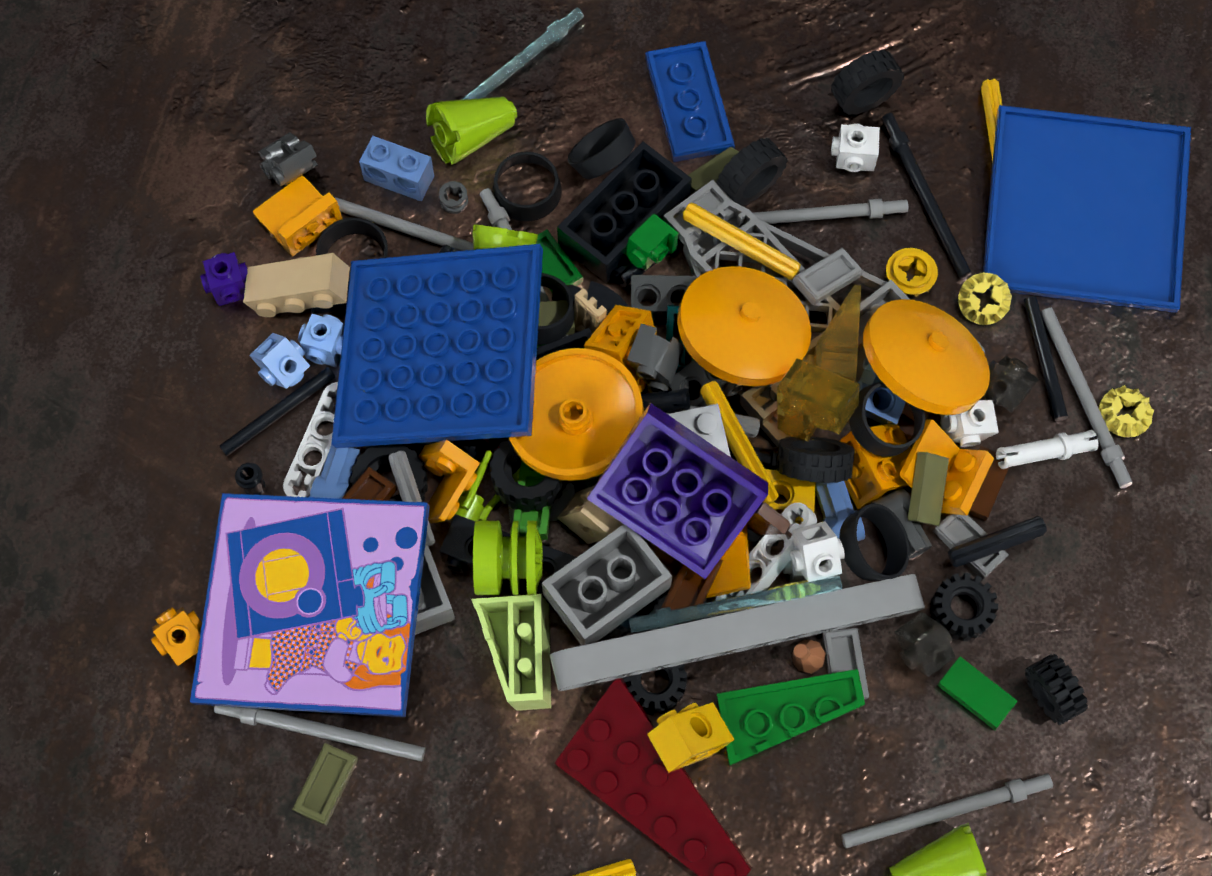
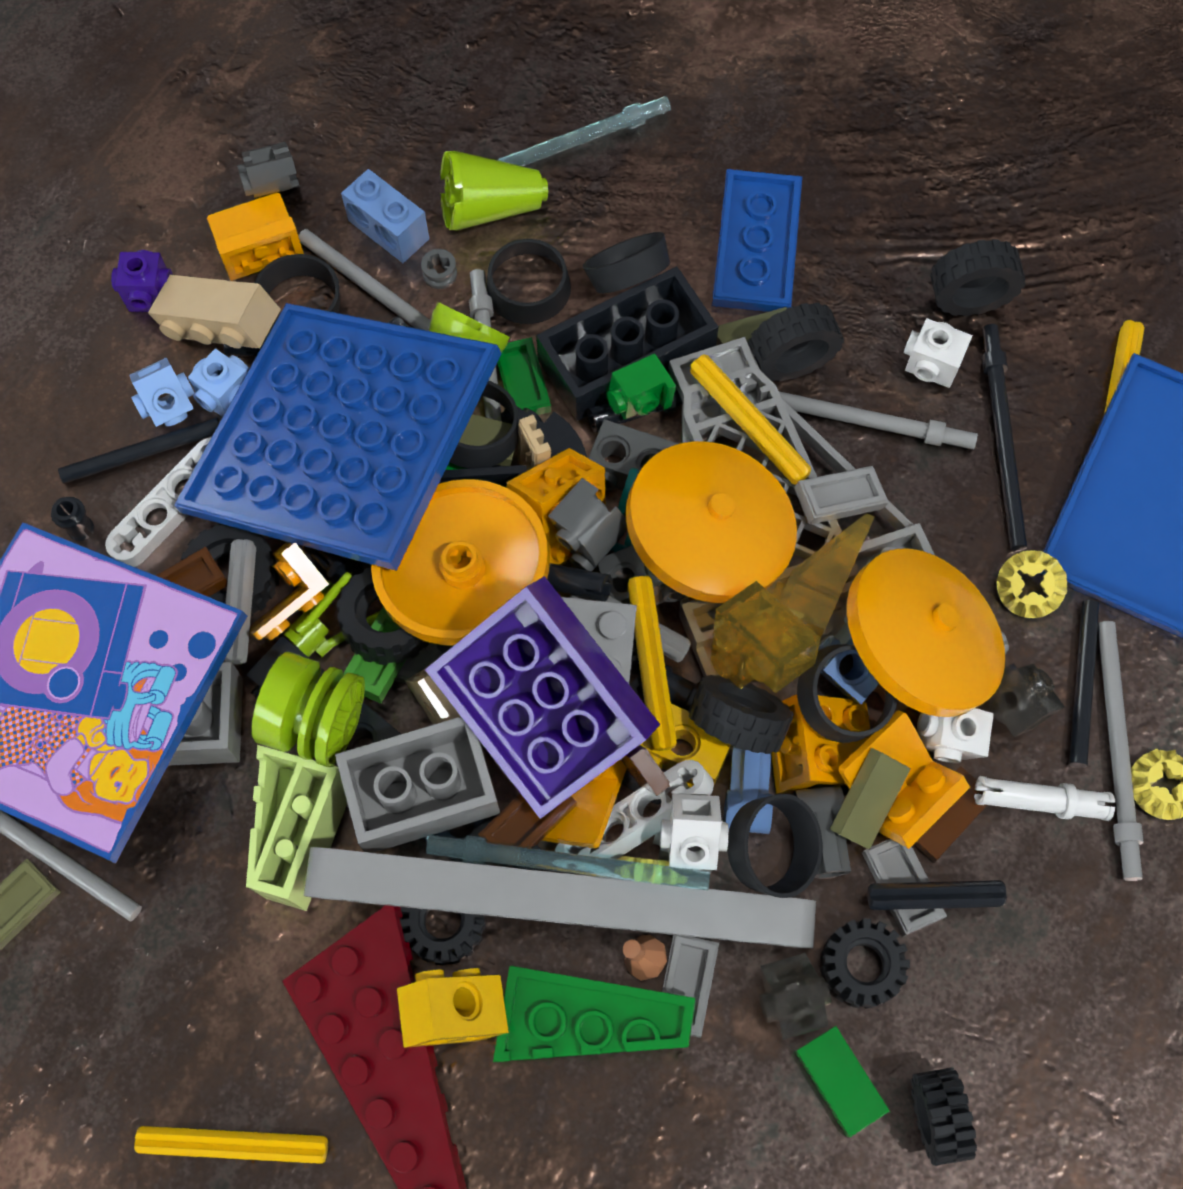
camera: 20 degrees right, 0 degrees up
(336, 473) = (168, 545): medium blue piece -> none
(925, 268) = (948, 505): yellow gear -> none

